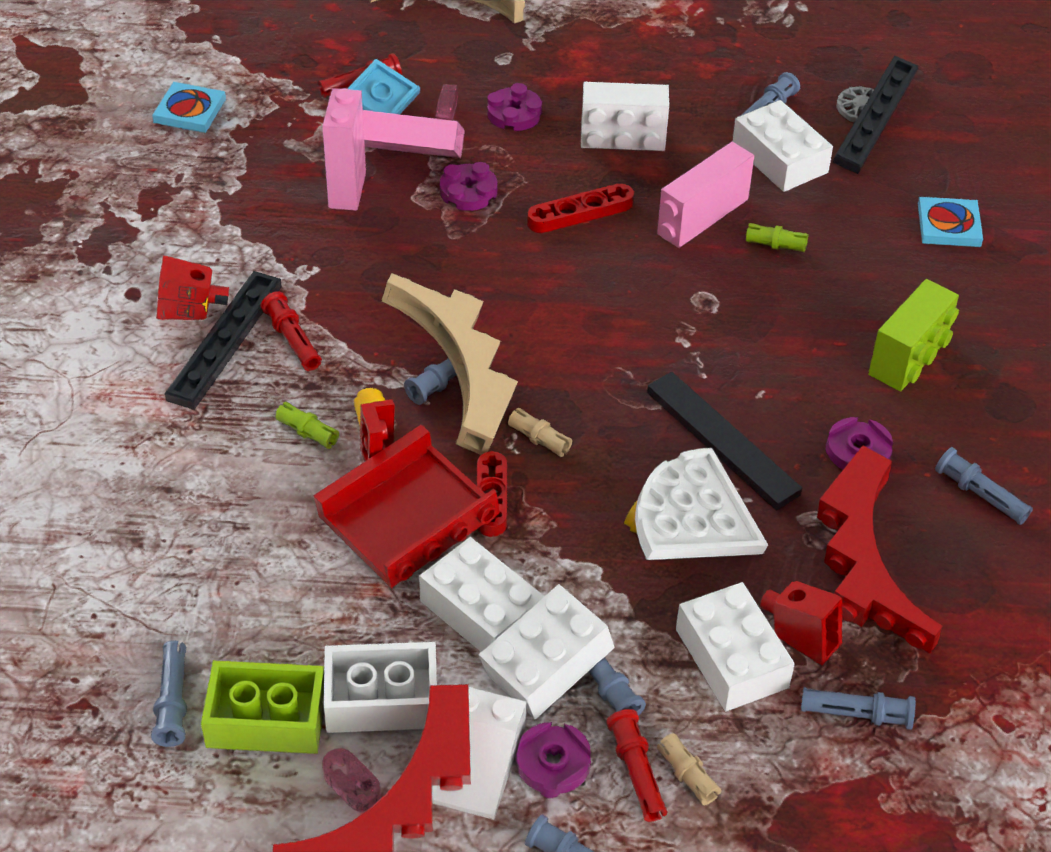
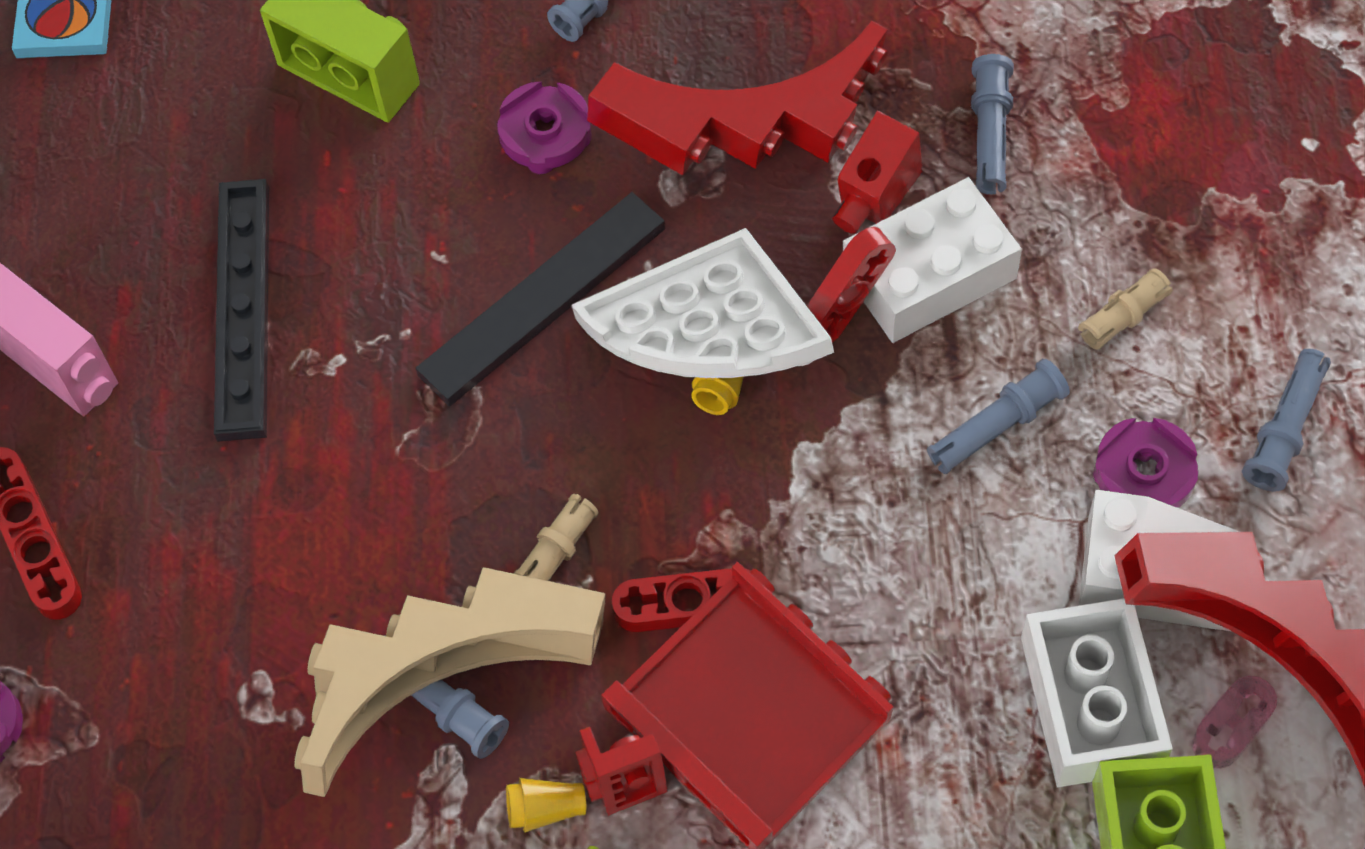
camera: 90 degrees left, 15 degrees up
(476, 593) = (904, 581): white brick -> none
(547, 650) = (998, 476): white brick -> none
(632, 749) = (1114, 372): red pin -> none
(702, 577) = (851, 280): none -> red beam
(726, 298) = (242, 311): none -> black tile
(777, 237) = (107, 237): lime pin -> none

